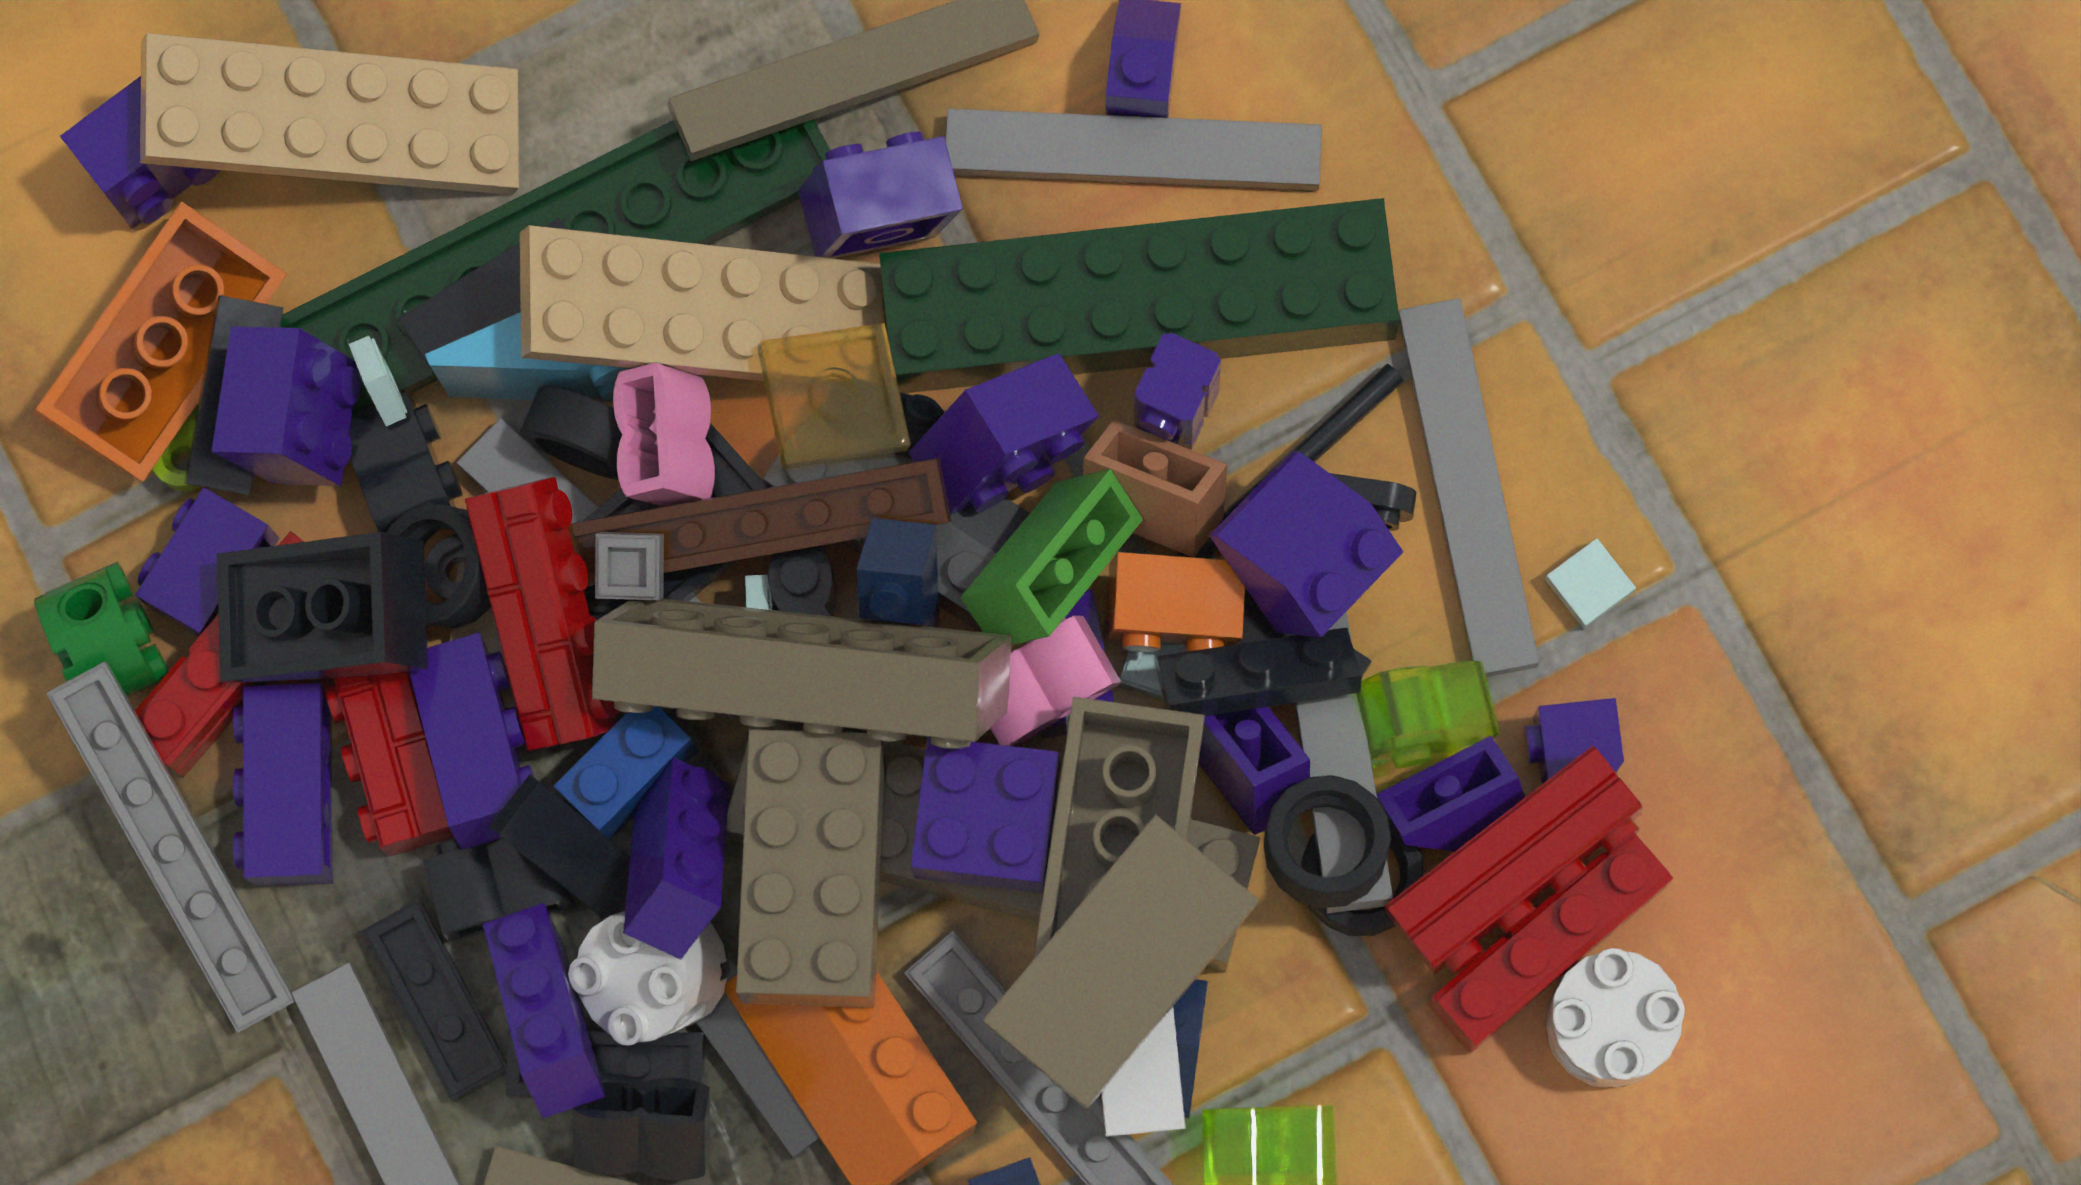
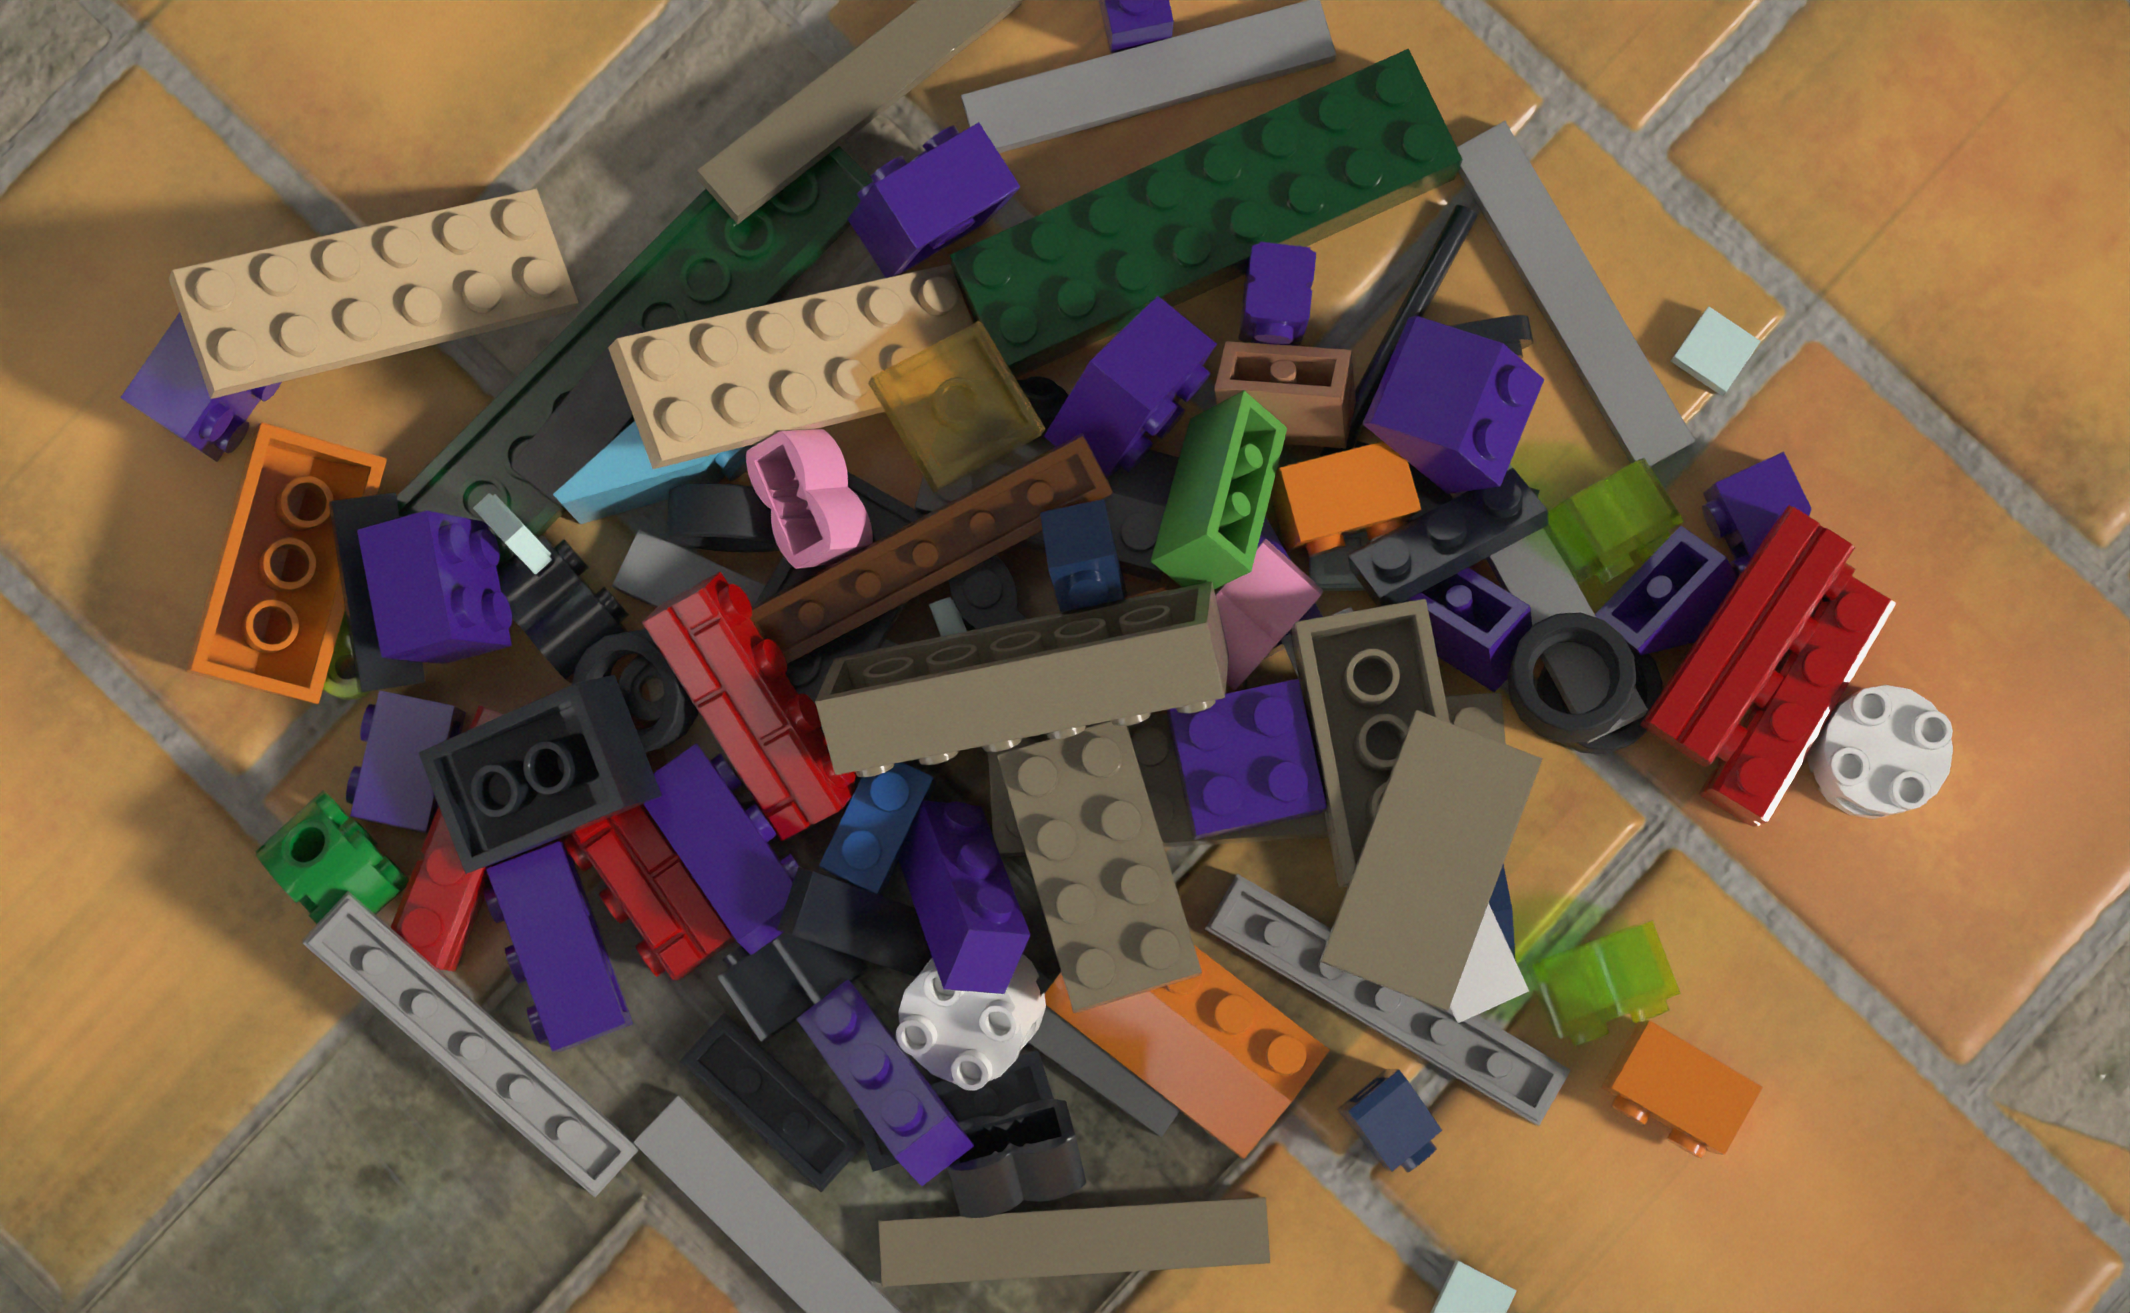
camera: 25 degrees left, 5 degrees up
(629, 566) = (820, 633): light grey tile -> none

